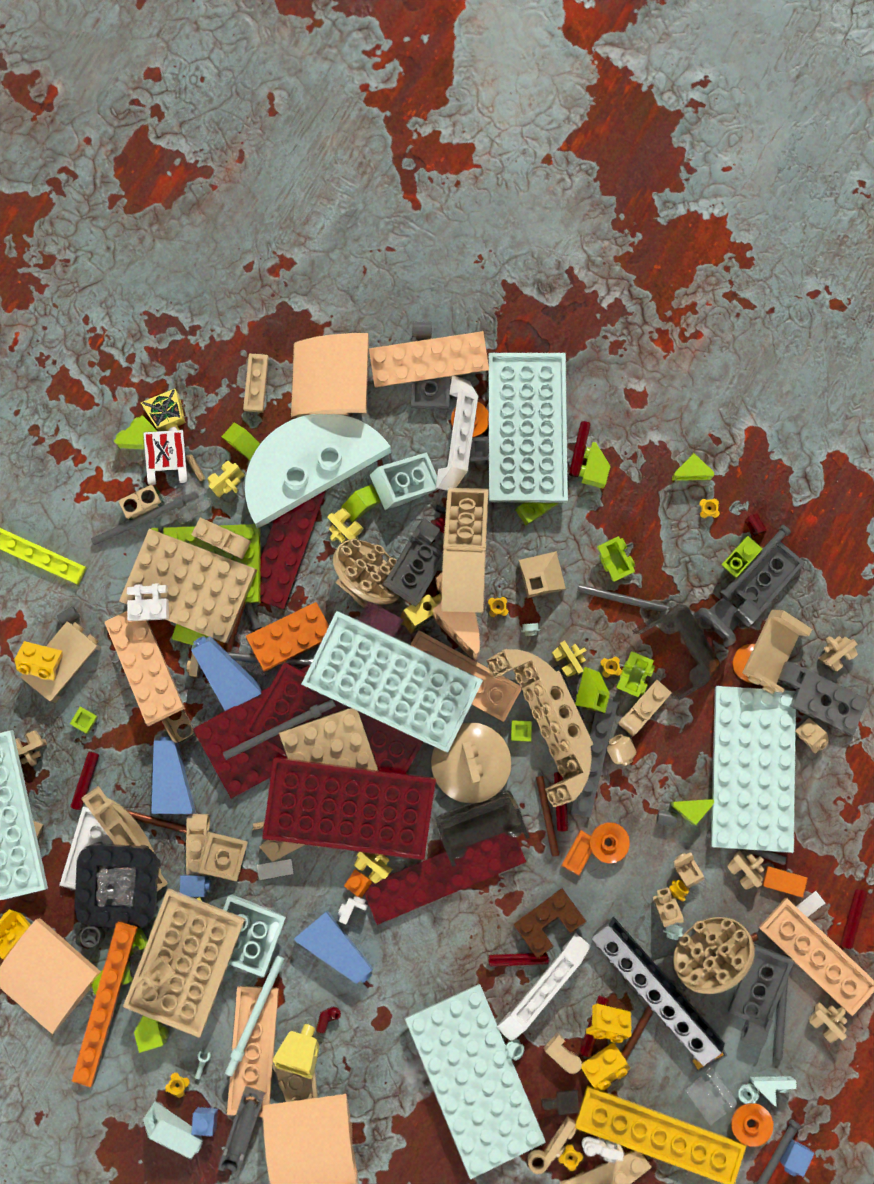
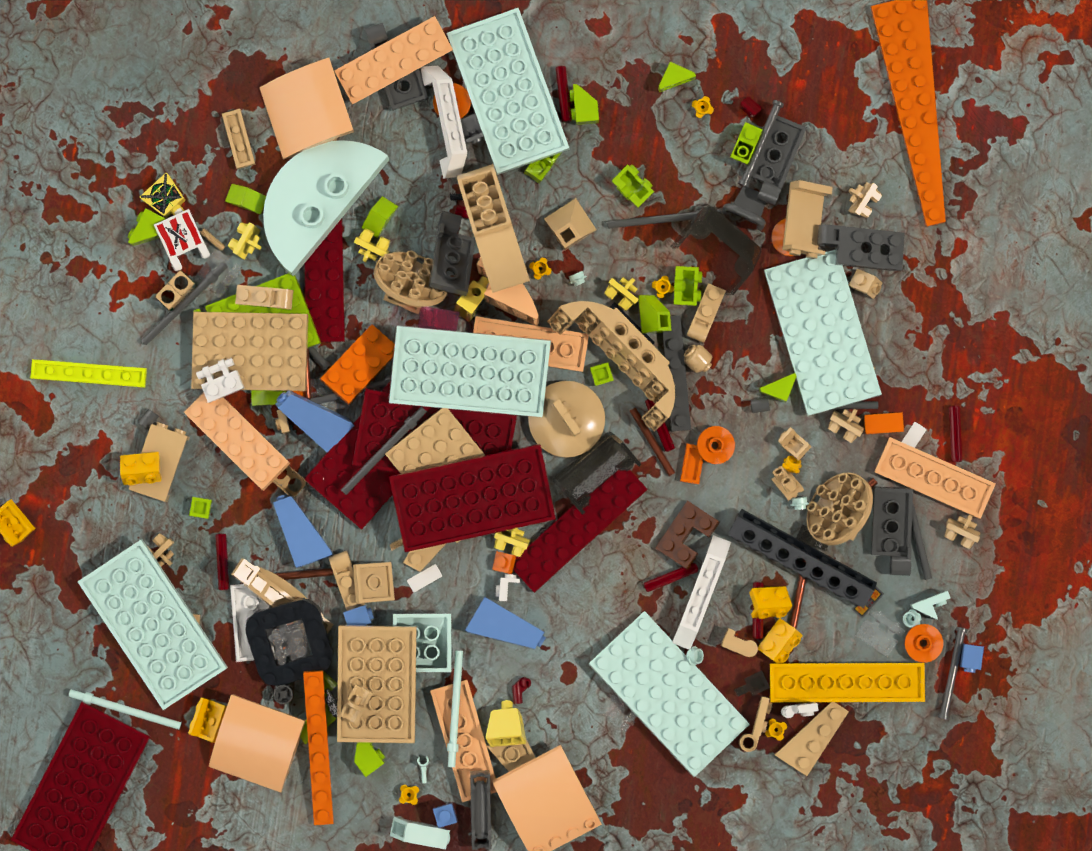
camera: 20 degrees left, 5 degrees up
(404, 480) = (412, 182): light aqua slope -> none

